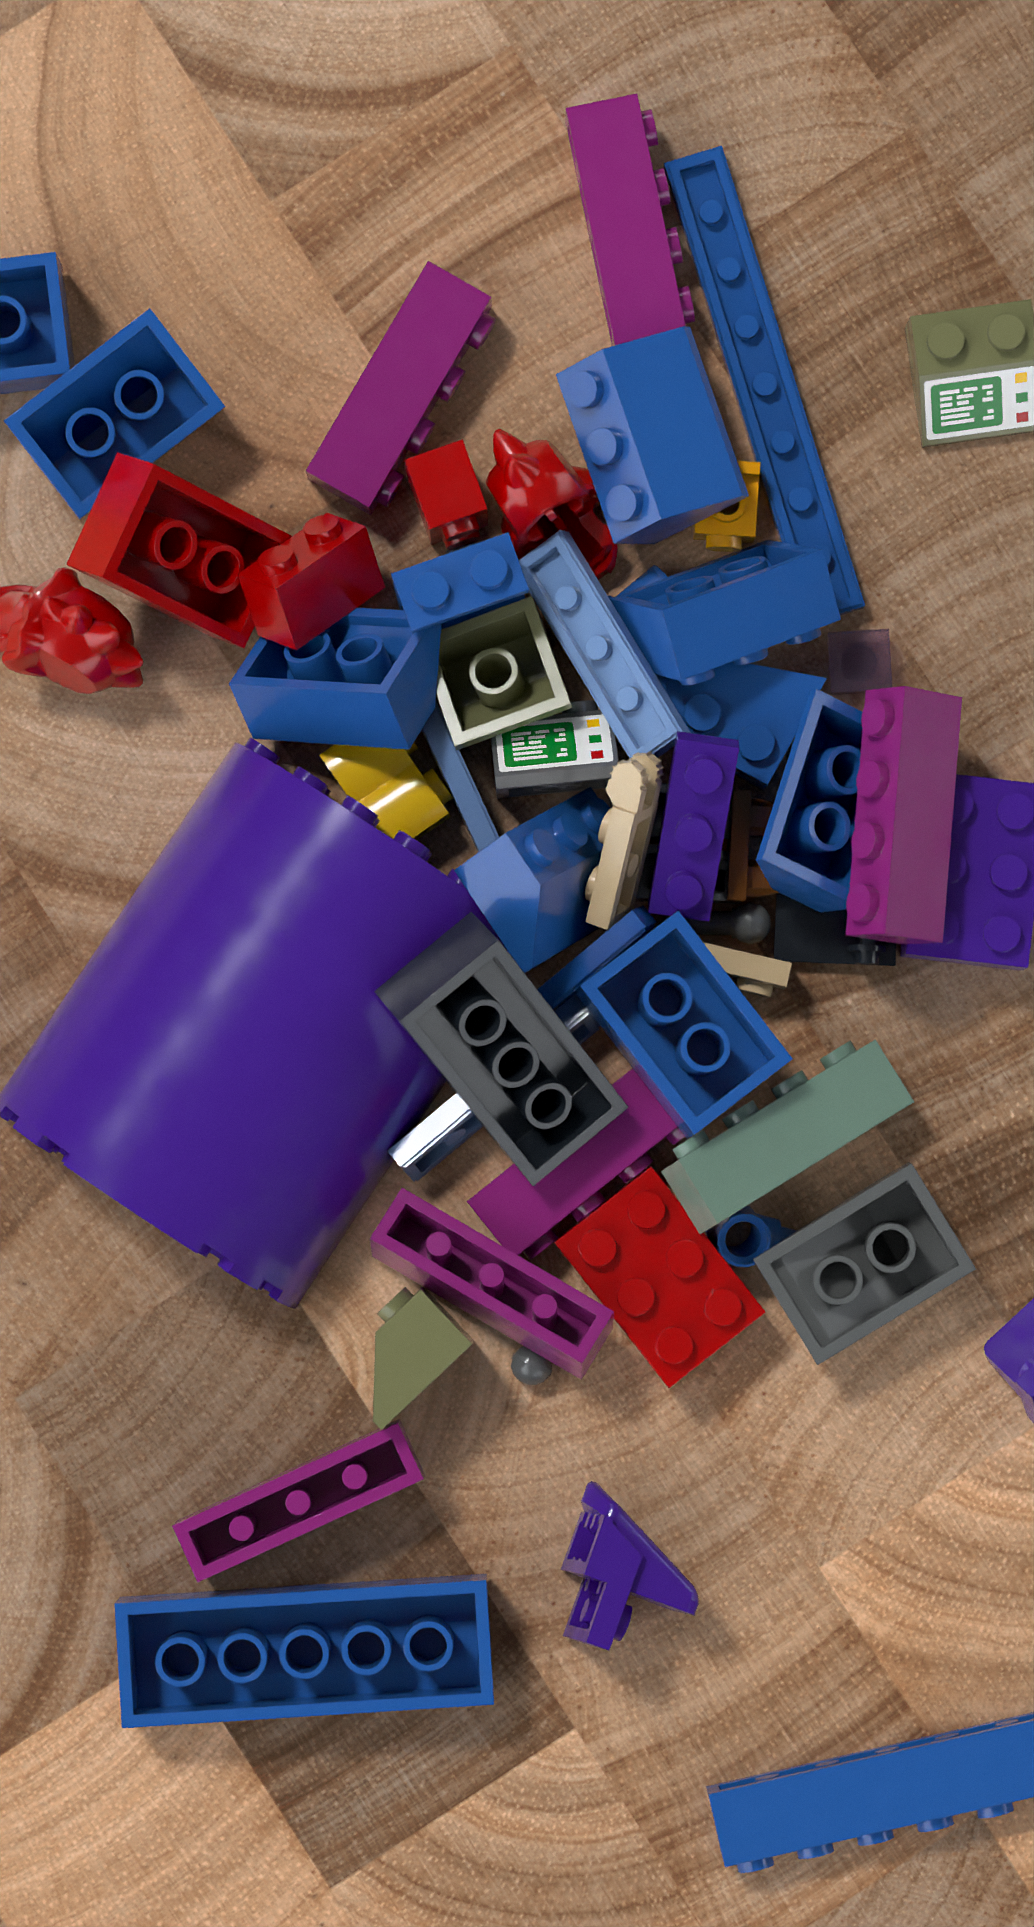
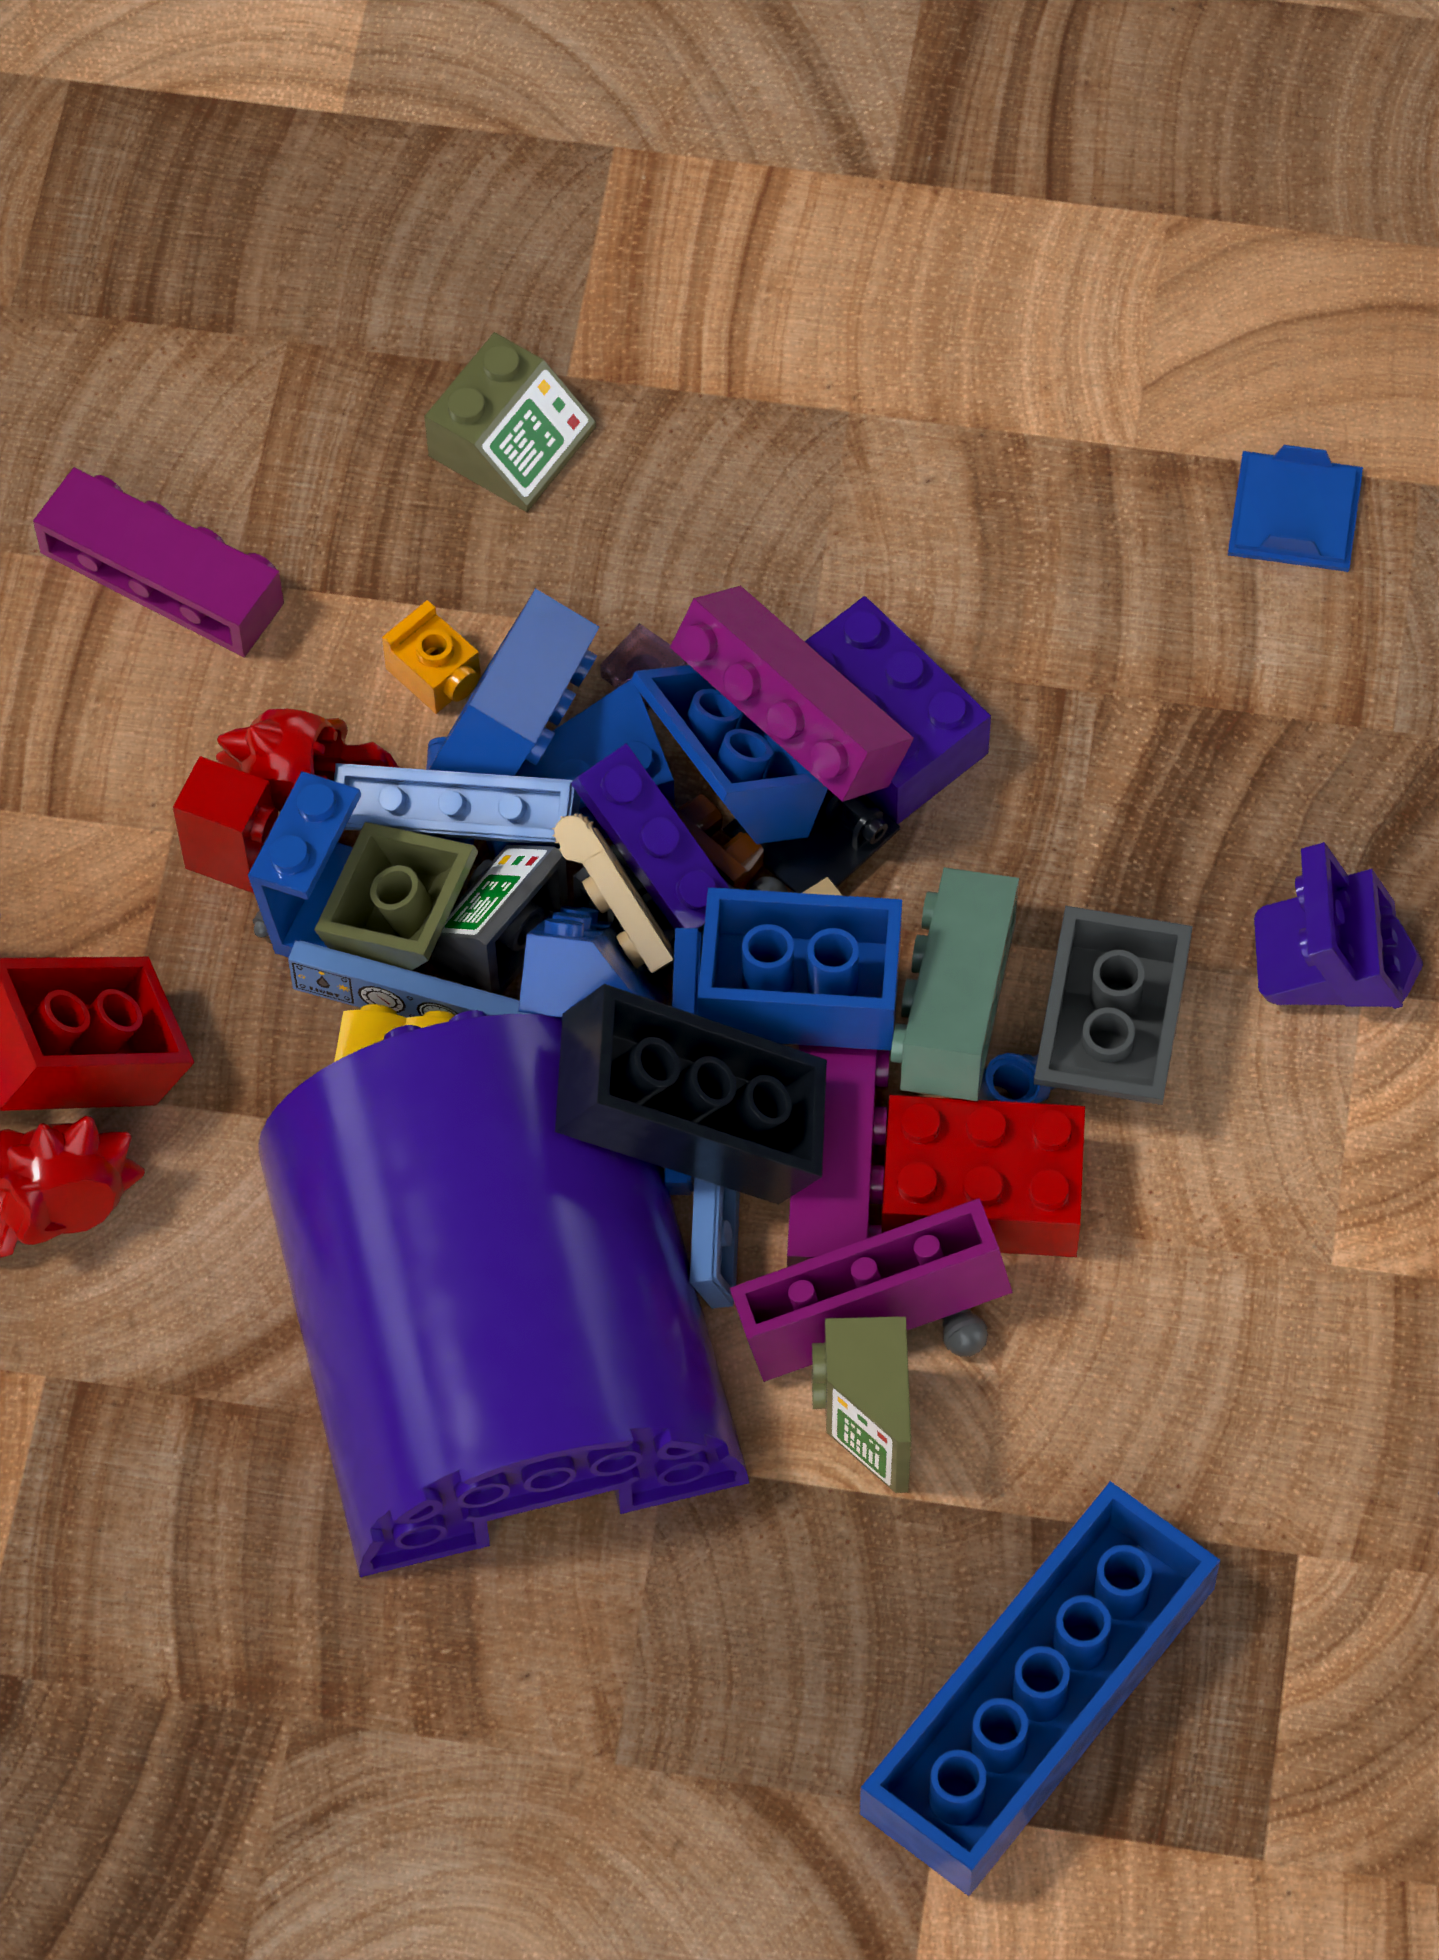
camera: 45 degrees left, 25 degrees down
(298, 1500) = (909, 1588): magenta brick -> none
(311, 580) = (192, 967): red brick -> none
(347, 686) = (289, 1005): blue slope -> none
(400, 388) = (116, 808): magenta brick -> none
(615, 1563) = (1196, 1390): dark purple piece -> none
(652, 436) = (333, 650): blue slope -> none
(759, 364) = (340, 557): blue tile -> none

